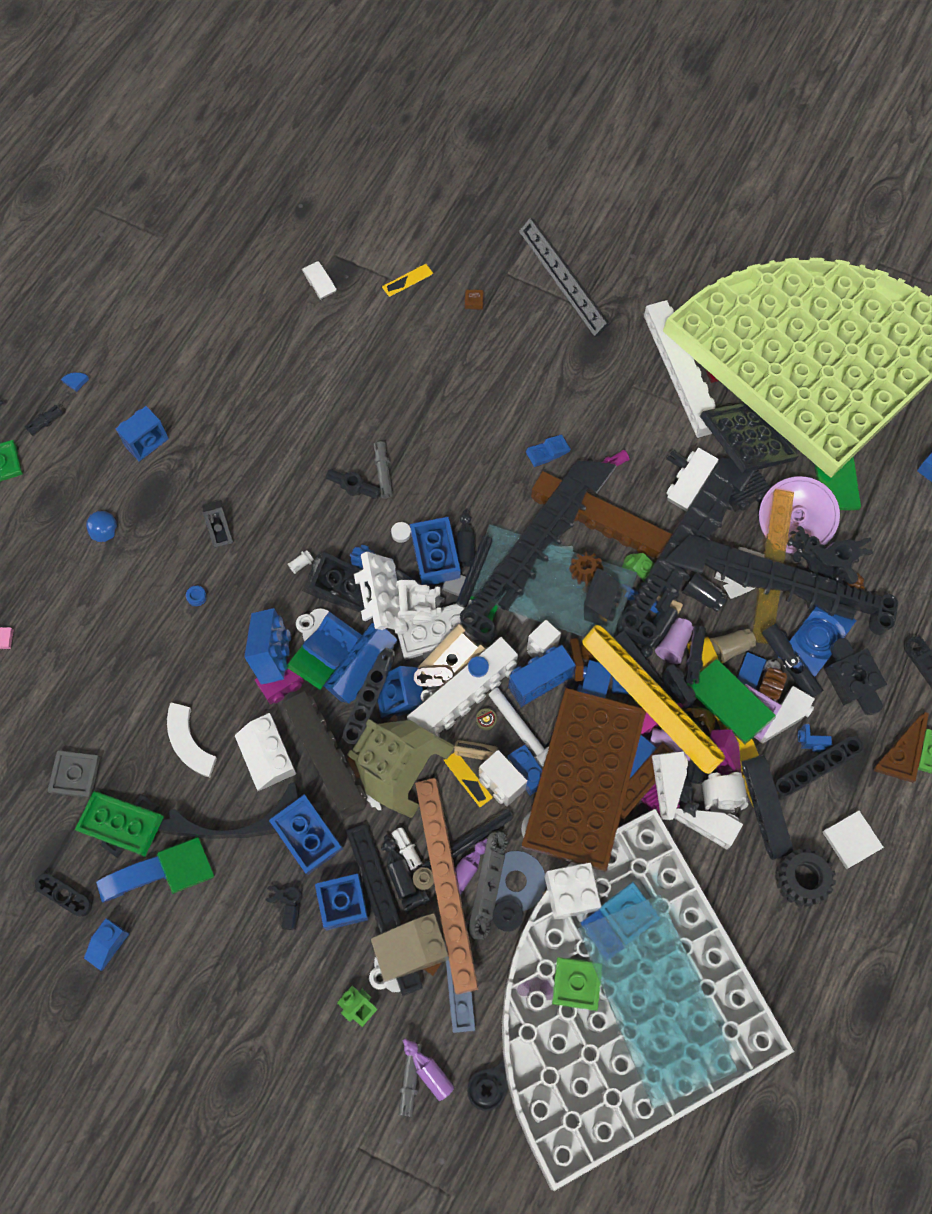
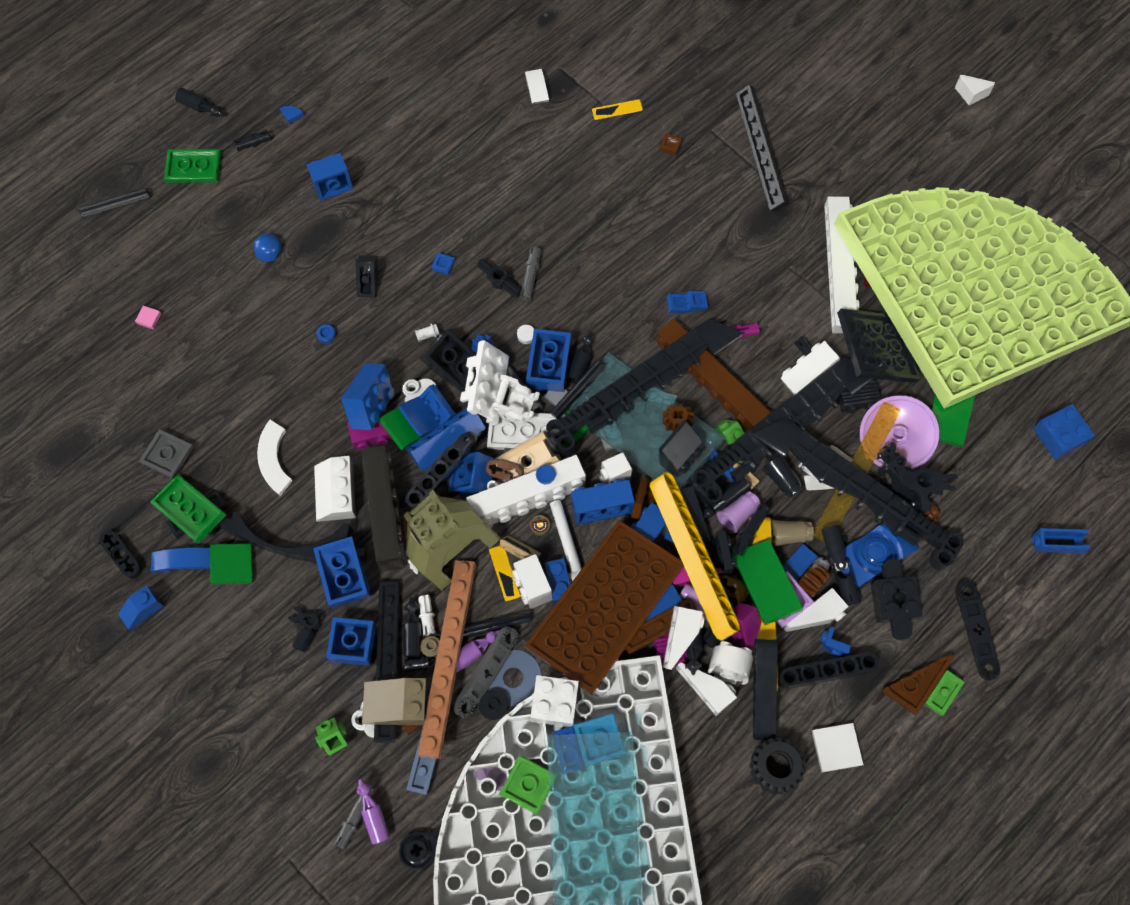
camera: 20 degrees right, 0 degrees up
(290, 486) = (443, 263): none -> blue tile
(742, 161) = (973, 89): none -> white slope

